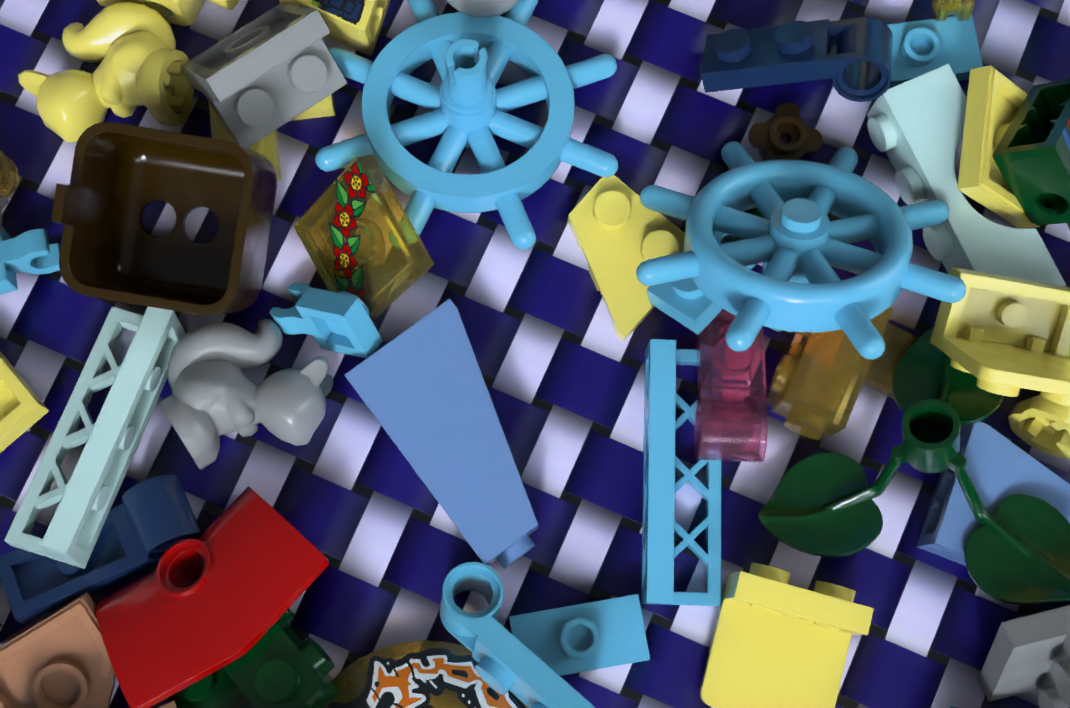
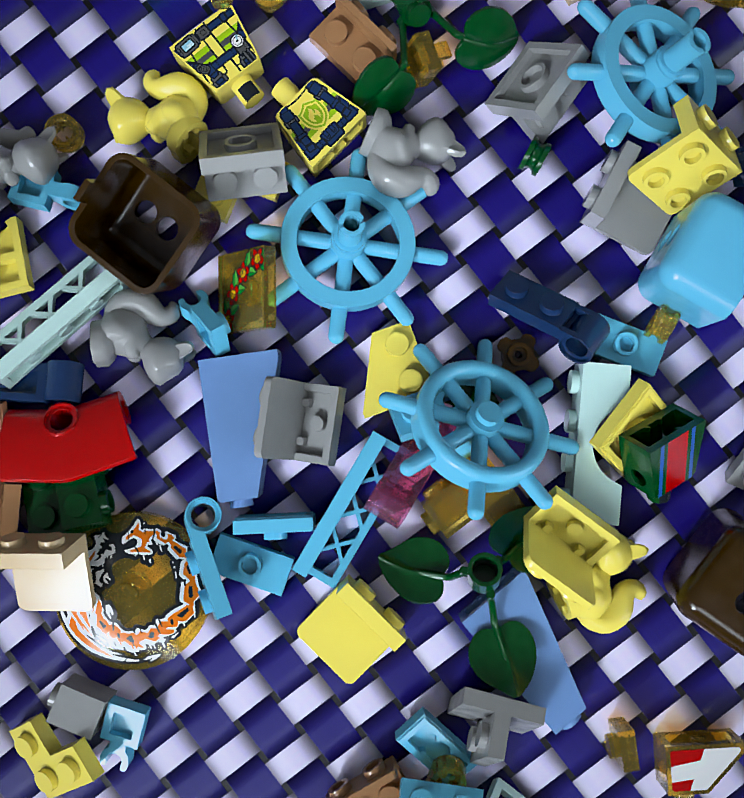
camera: 35 degrees right, 10 degrees up
(539, 384) = (299, 421): none -> light grey bracket
(583, 557) = (274, 525): none -> medium azure plate

